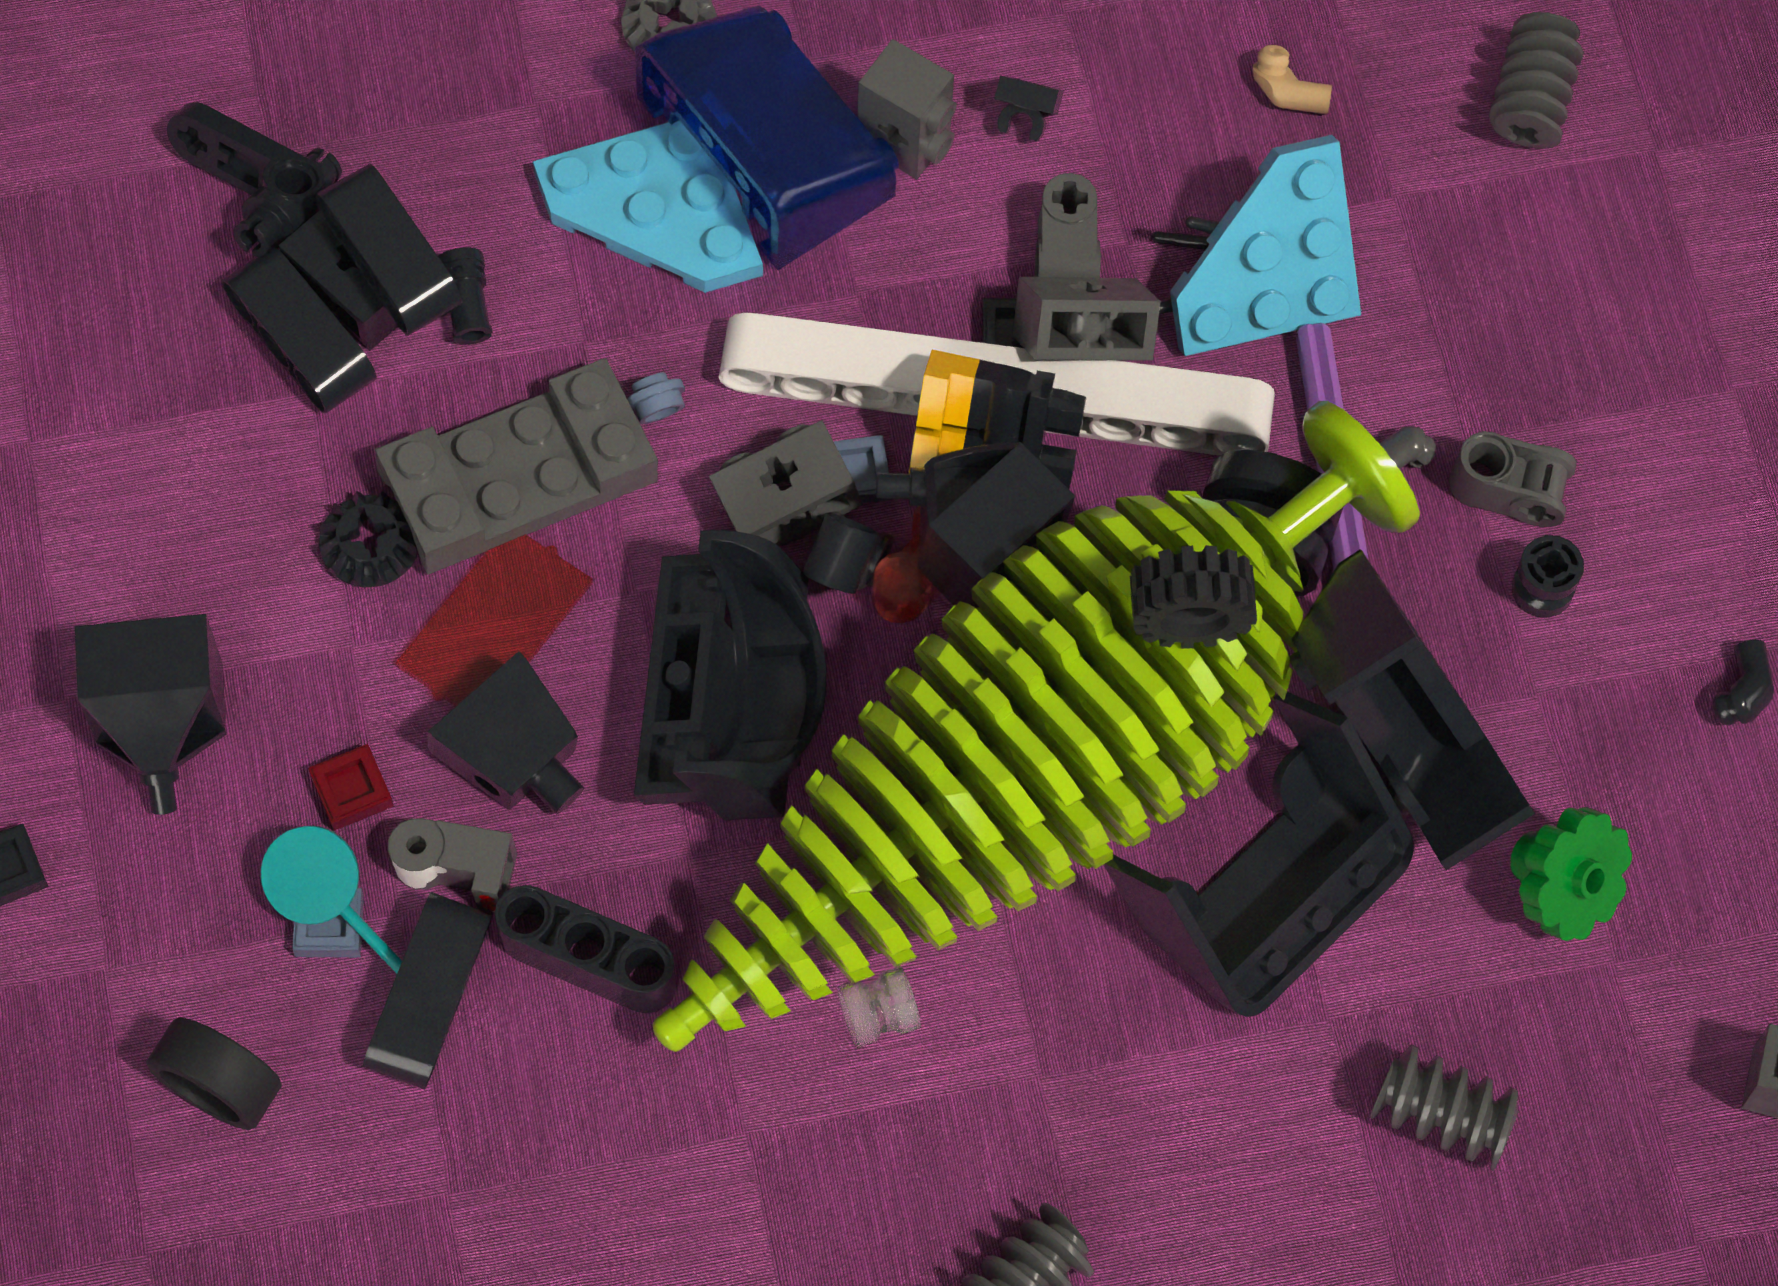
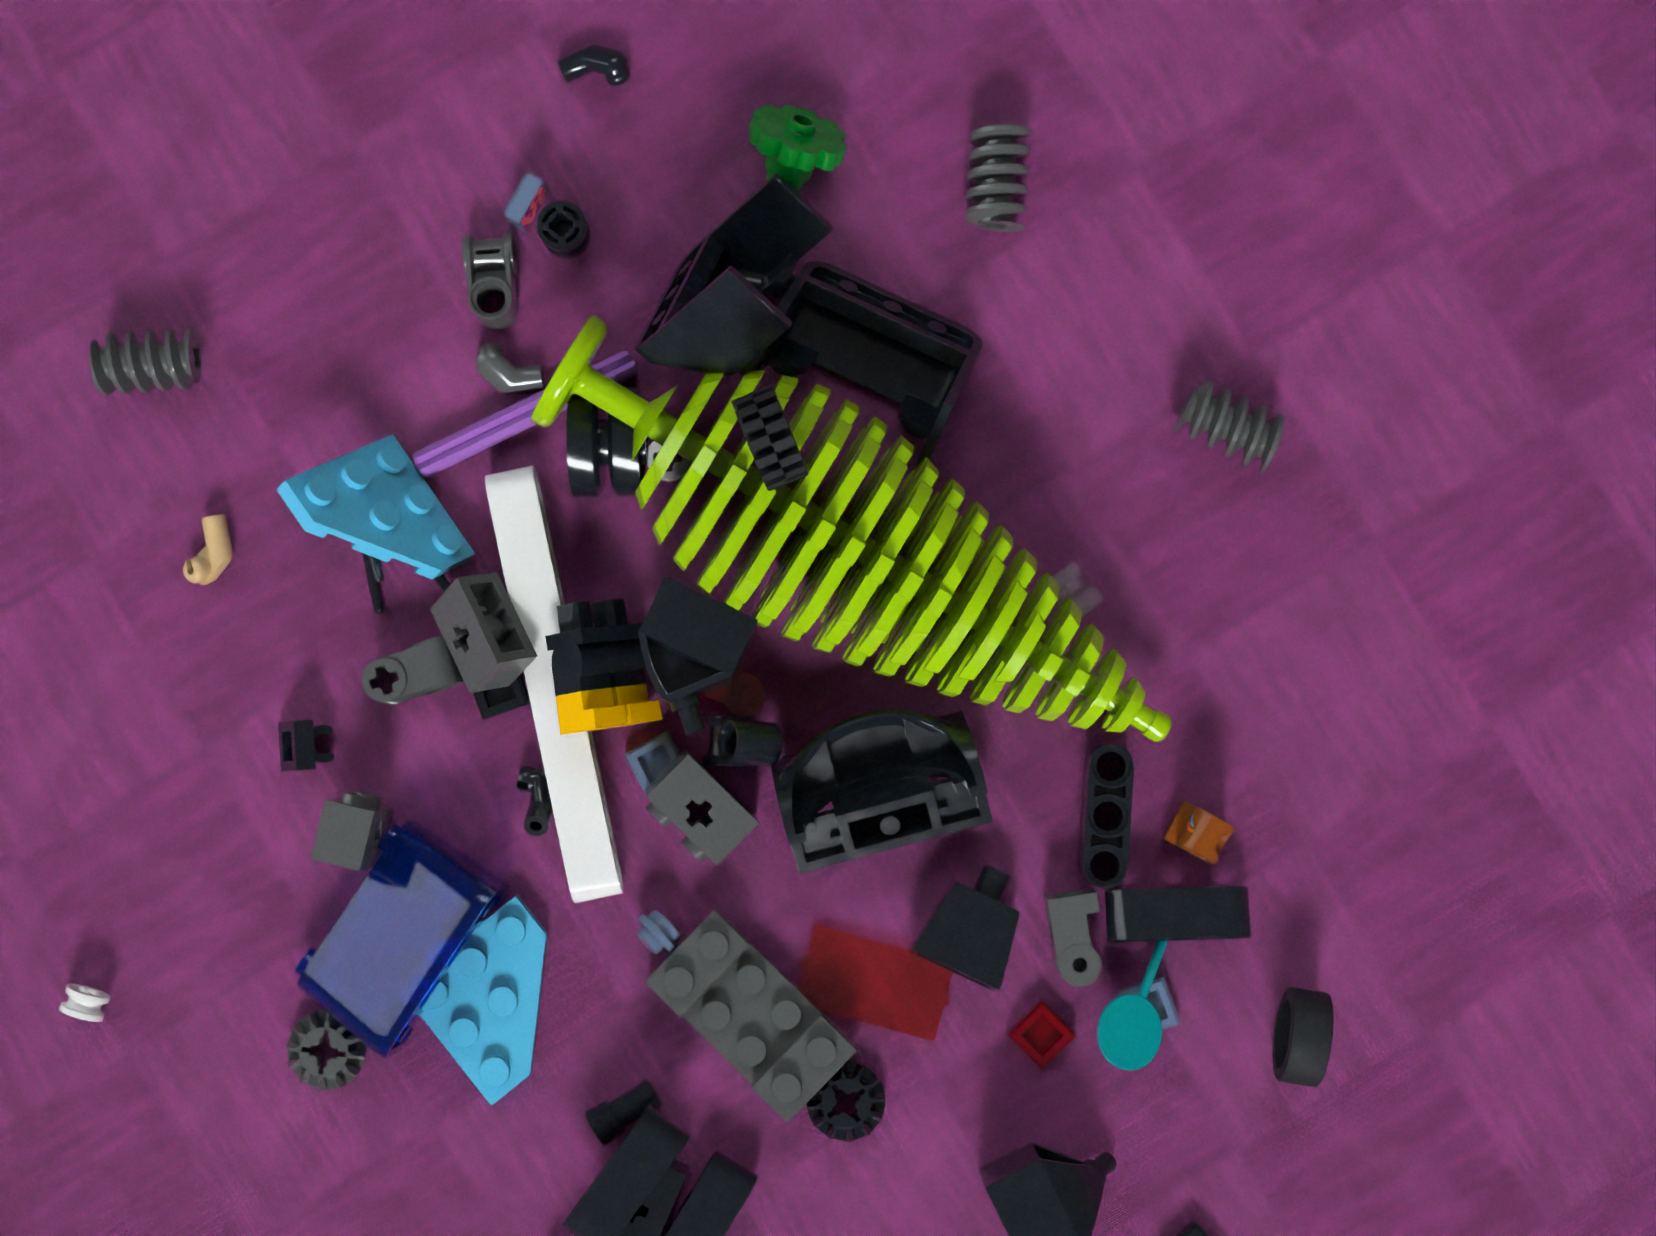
camera: 105 degrees left, 20 degrees up
(516, 1048) = (1198, 832): none -> dark orange leg
(845, 310) = (540, 806): none -> black arm
(1599, 545) = (526, 202): none -> sand blue tile

